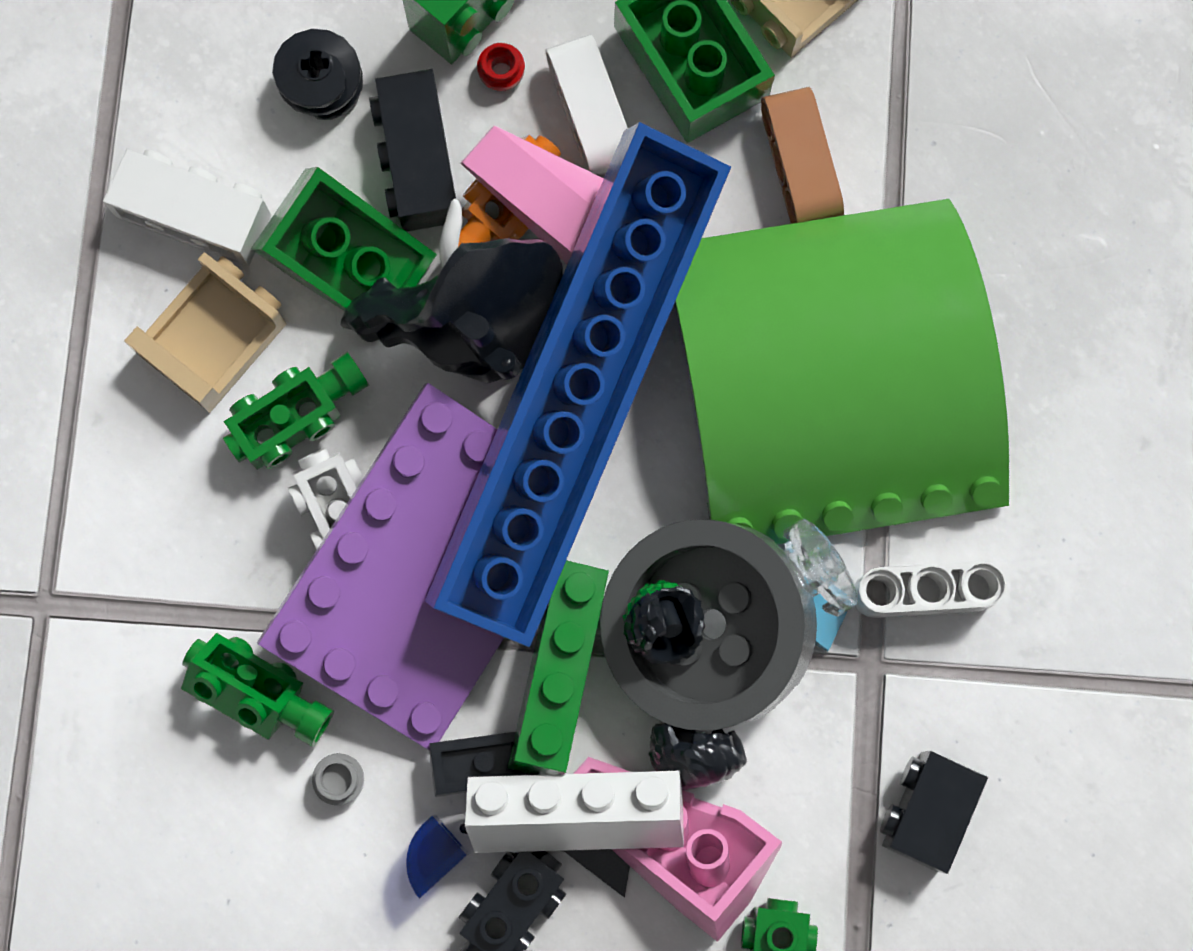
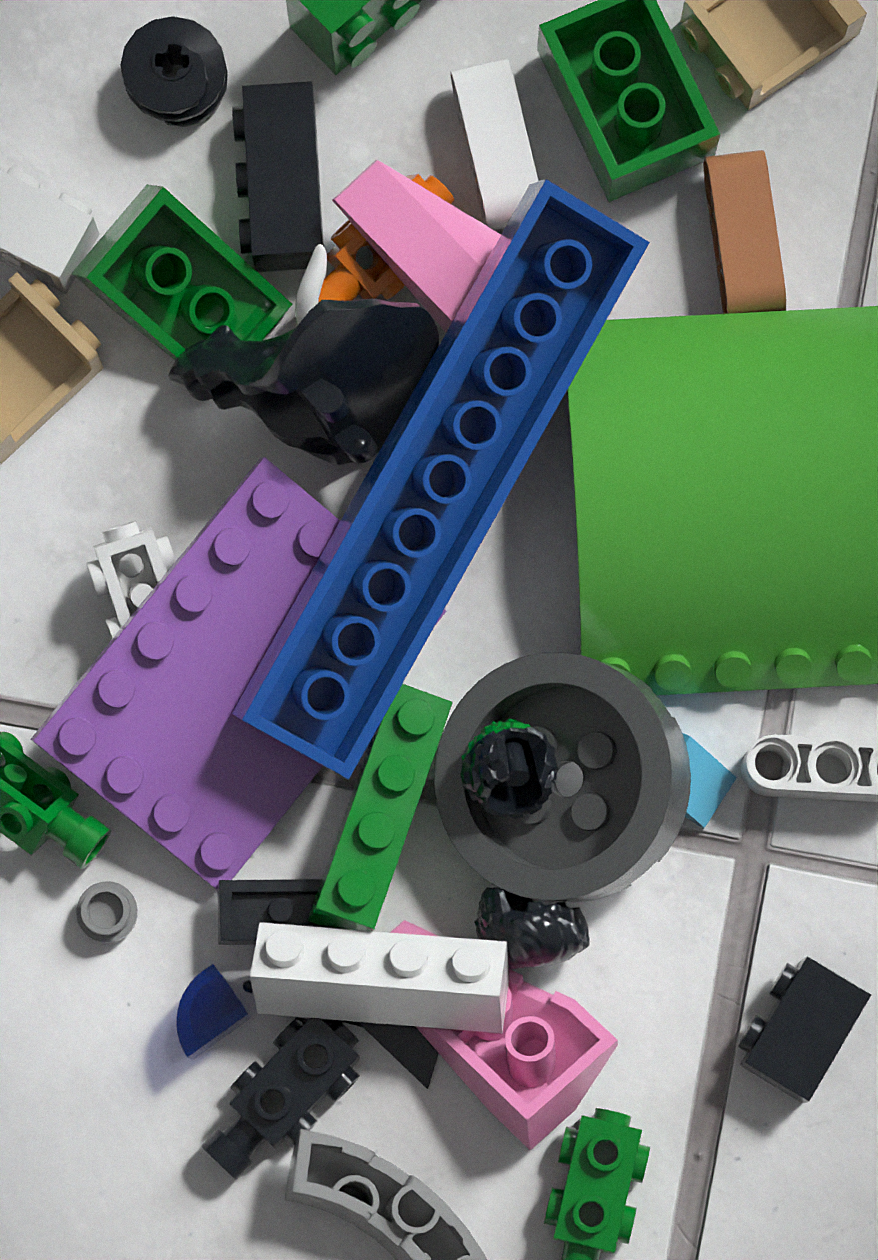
camera: 10 degrees right, 0 degrees up
(280, 412) = (86, 469): green brick -> none
(497, 54) = (395, 69): red plate -> none
(820, 567) = (702, 726): clear plate -> none

